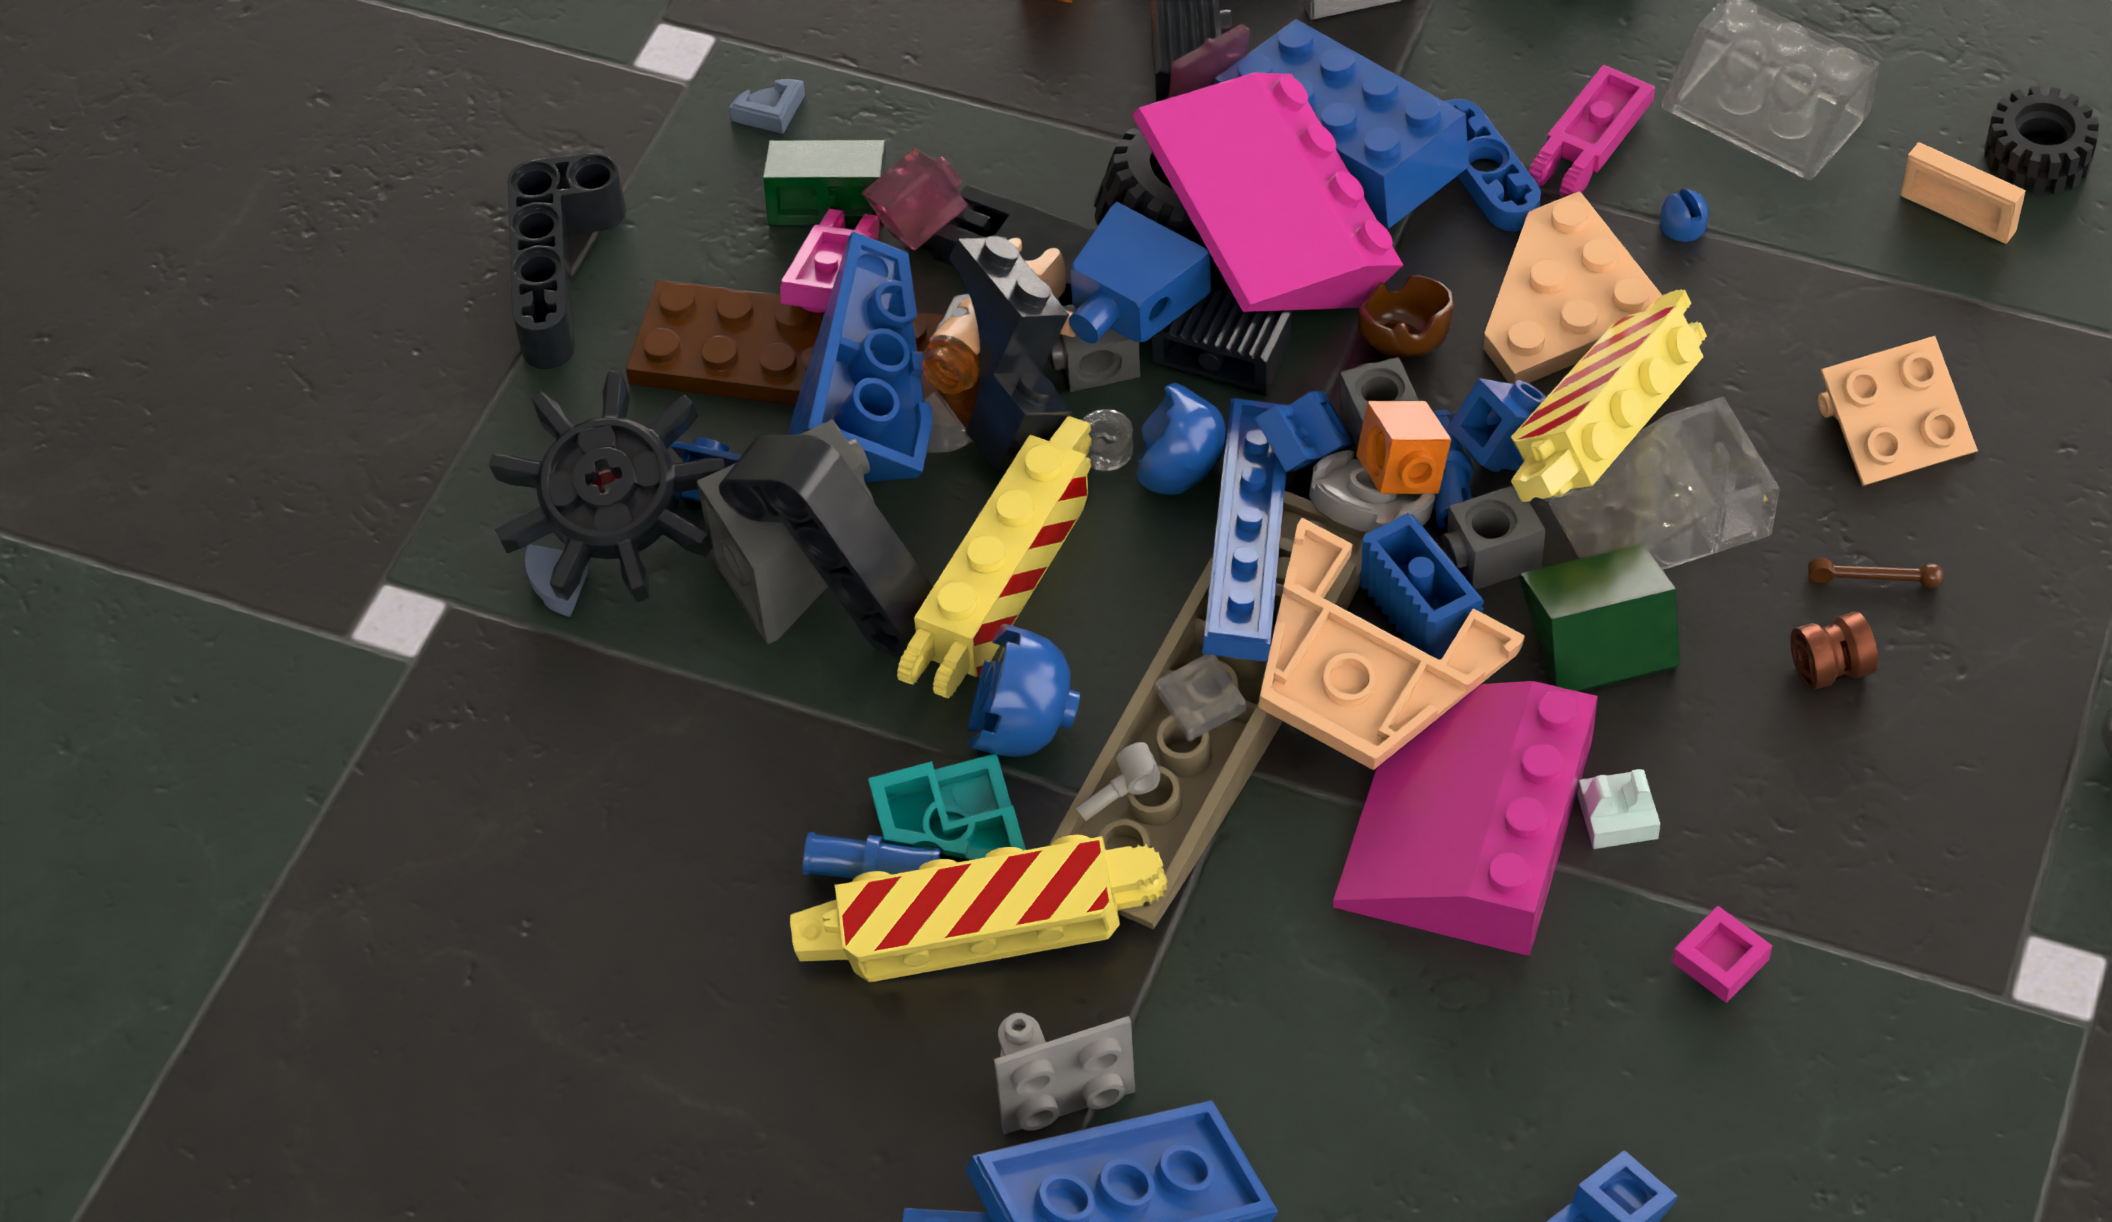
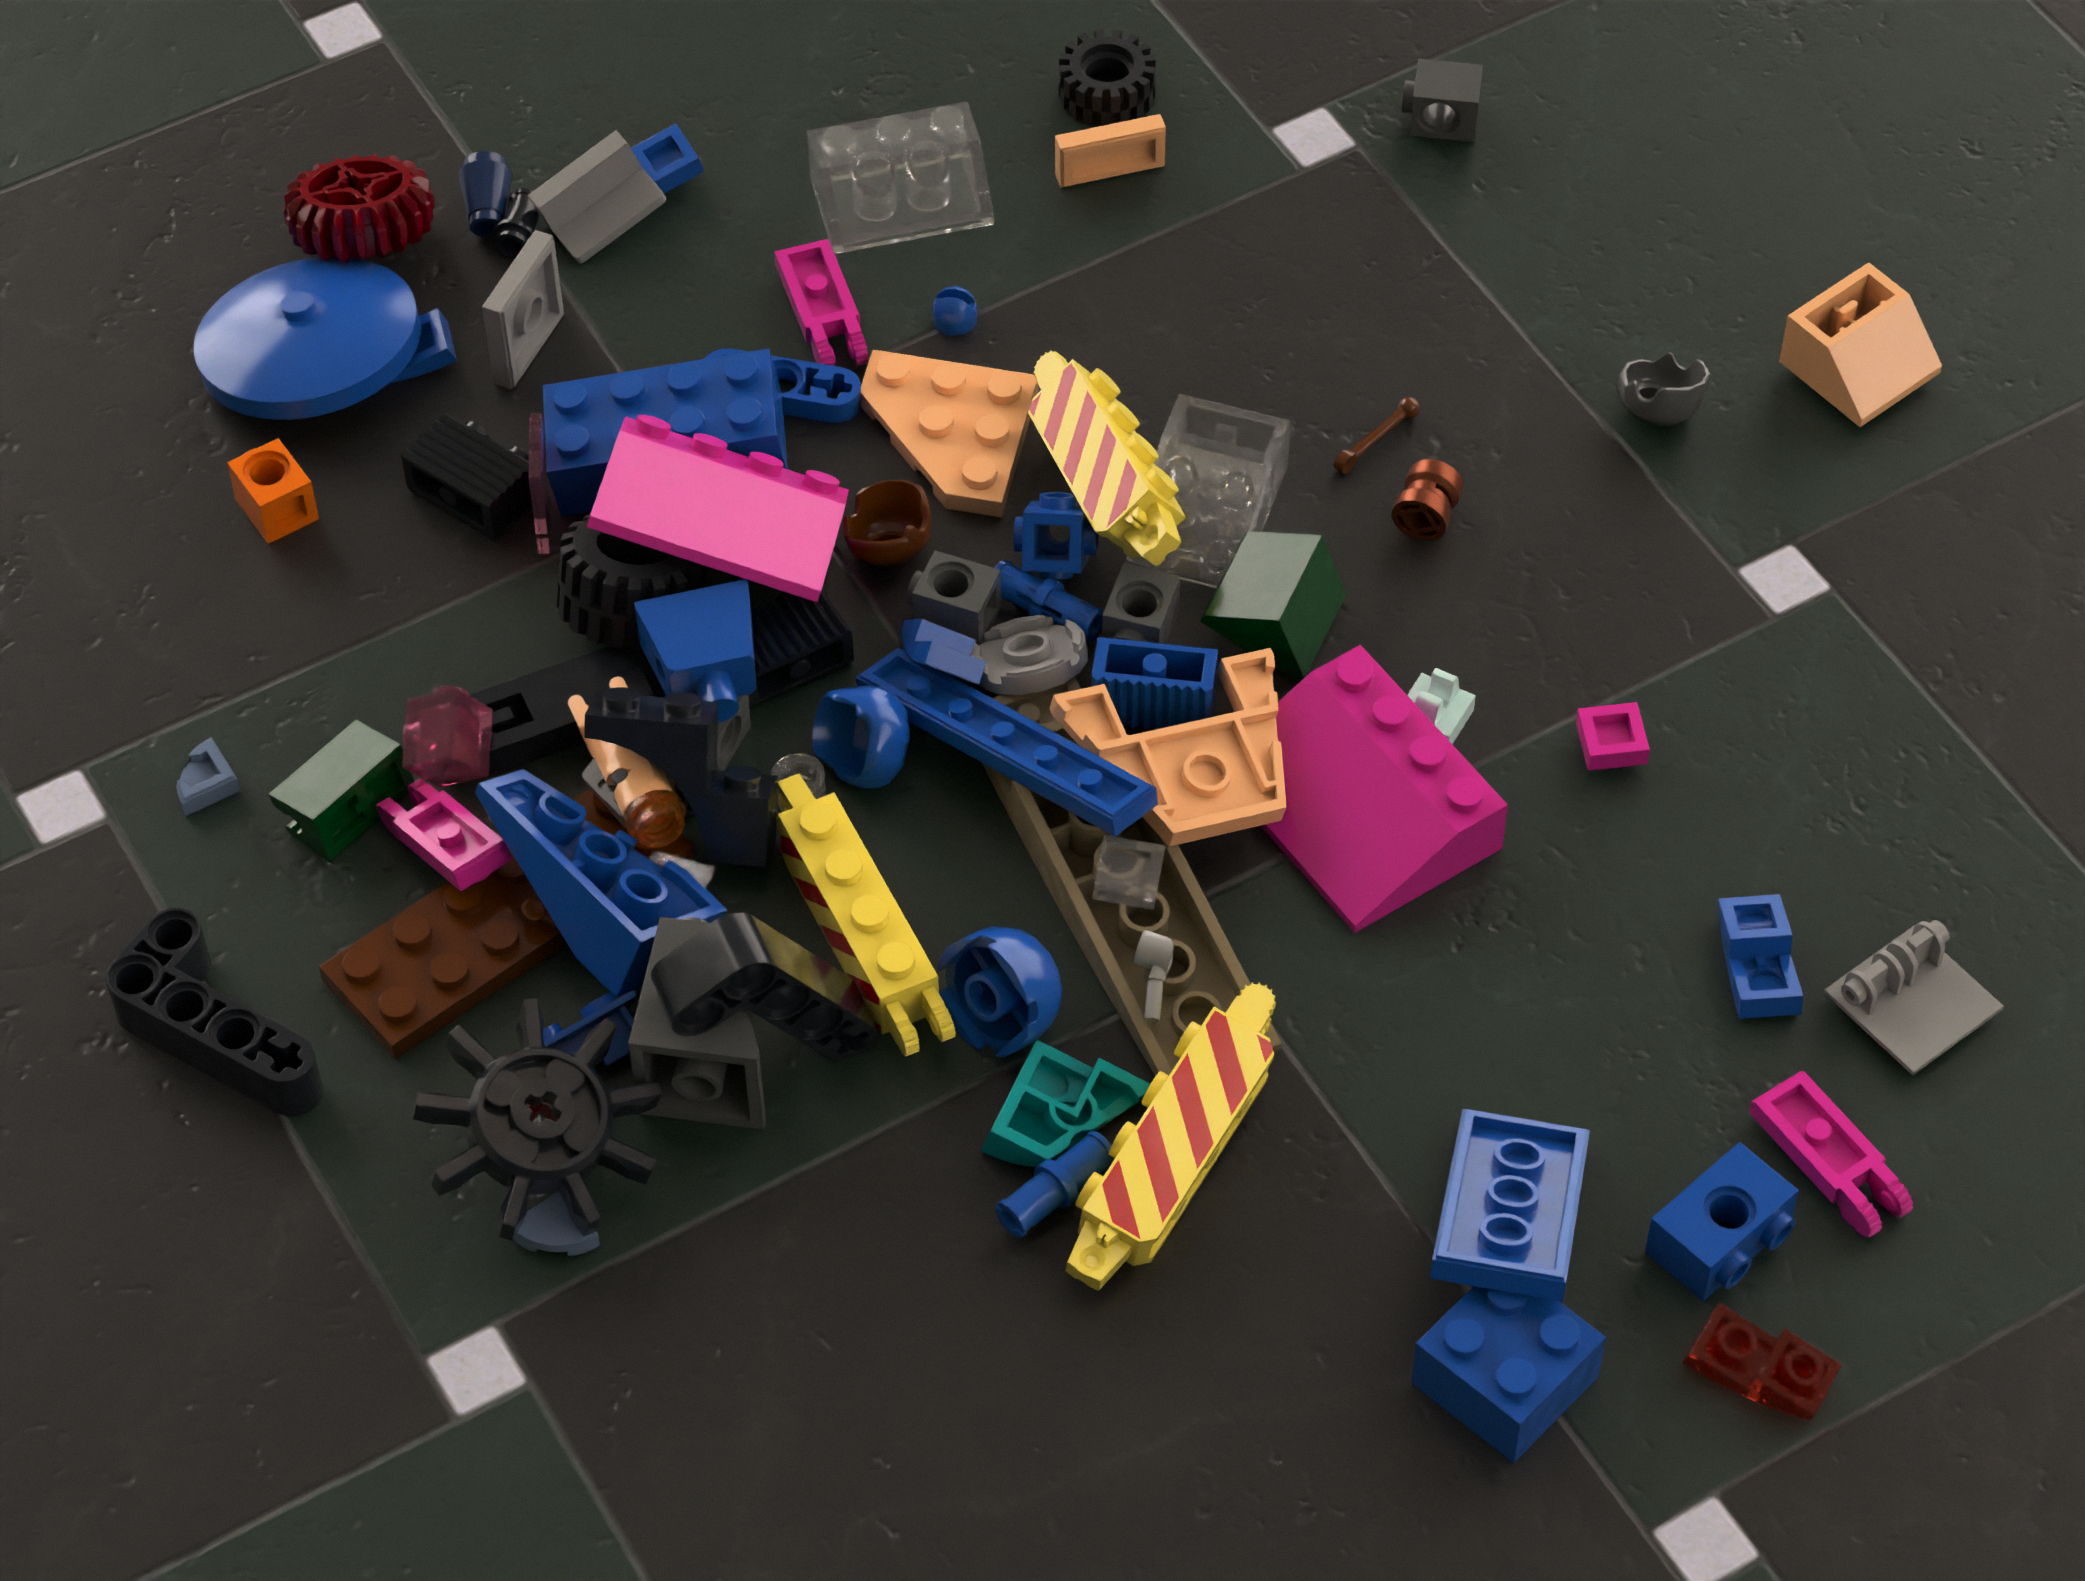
camera: 55 degrees left, 0 degrees up
(1060, 1076) = (1364, 1181): light grey hinge -> none
(1403, 447) = (1023, 603): orange brick -> none
(1897, 410) = (1258, 322): light nougat hinge -> none

